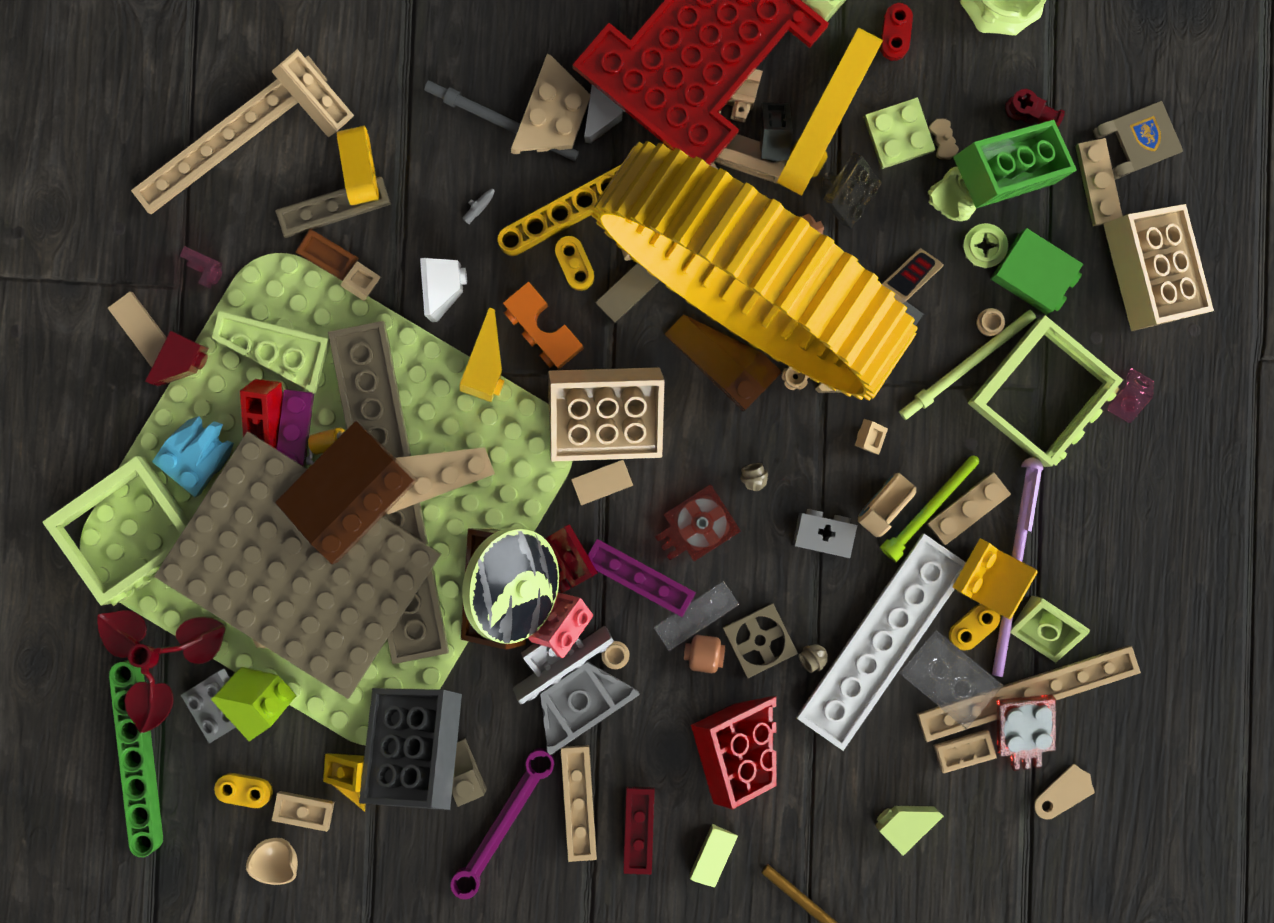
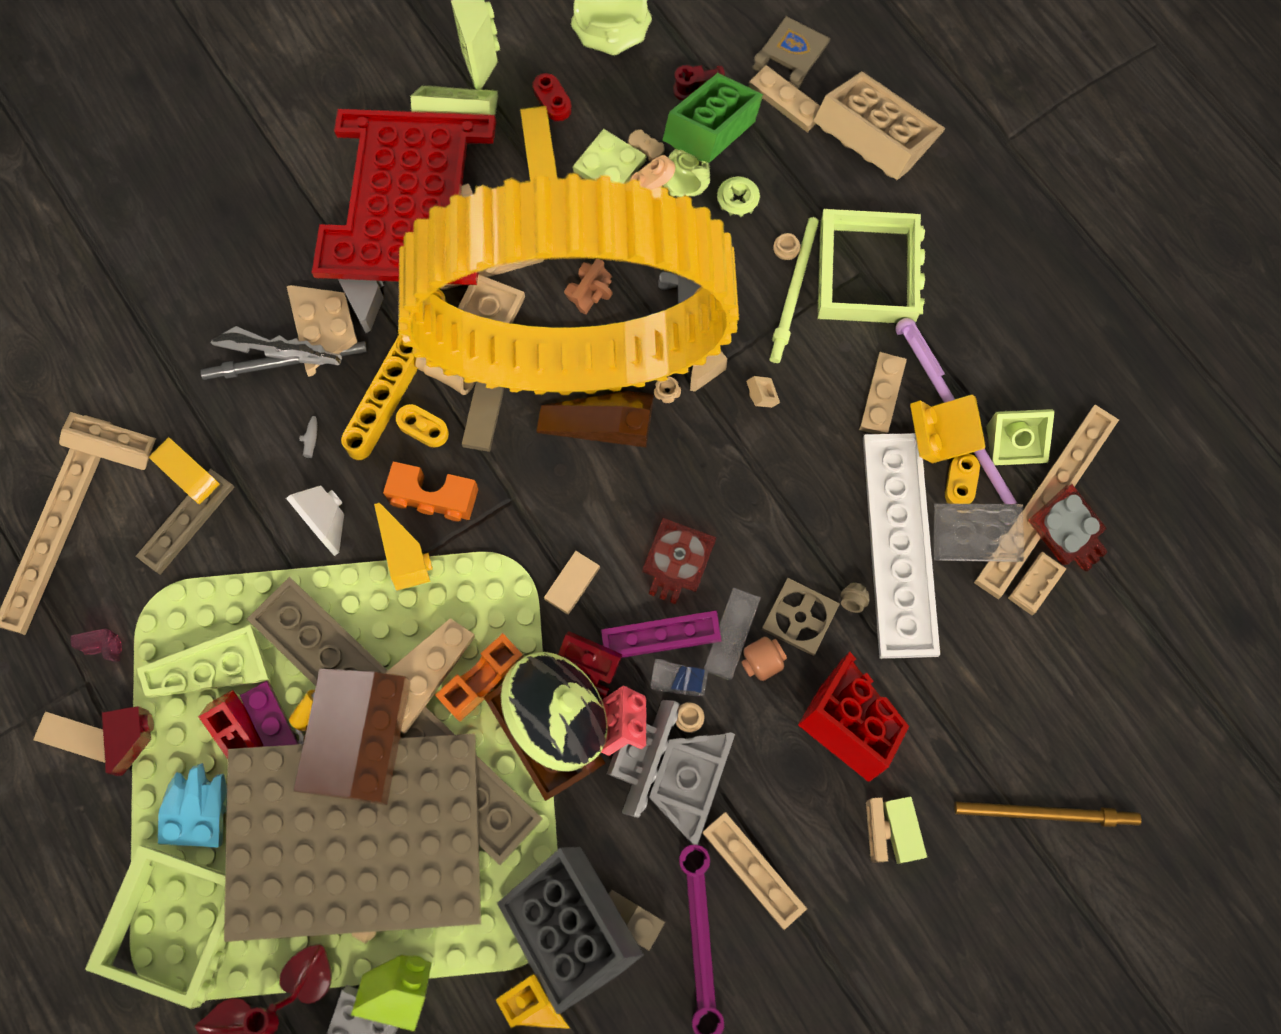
camera: 30 degrees left, 15 degrees down
(326, 254) = (205, 562): dark orange tile -> none
(360, 281) = (248, 562): tan plate -> none
(475, 513) = (468, 691): none -> orange arch
(501, 108) = (280, 348): none -> light grey sword
(606, 414) = (534, 523): tan slope -> none
(628, 620) = (678, 678): none -> leg
(639, 830) = (824, 855): dark red plate -> none
(692, 843) = (877, 829): none -> tan plate
(754, 476) = (694, 488): dark tan plate -> none
(838, 544) = (778, 504): light grey brick -> none
(886, 505) = (816, 433): tan animal -> none
(894, 547) = (849, 464): lime piece -> none
(907, 825) = (1041, 680): yellowish green slope -> none
(923, 177) = (655, 173): none -> light nougat plate
(1037, 272) = (792, 186): bright green brick -> none
(1064, 792) = (1142, 558): tan piece -> none
(1132, 397) = (938, 227): clear pink bracket -> none

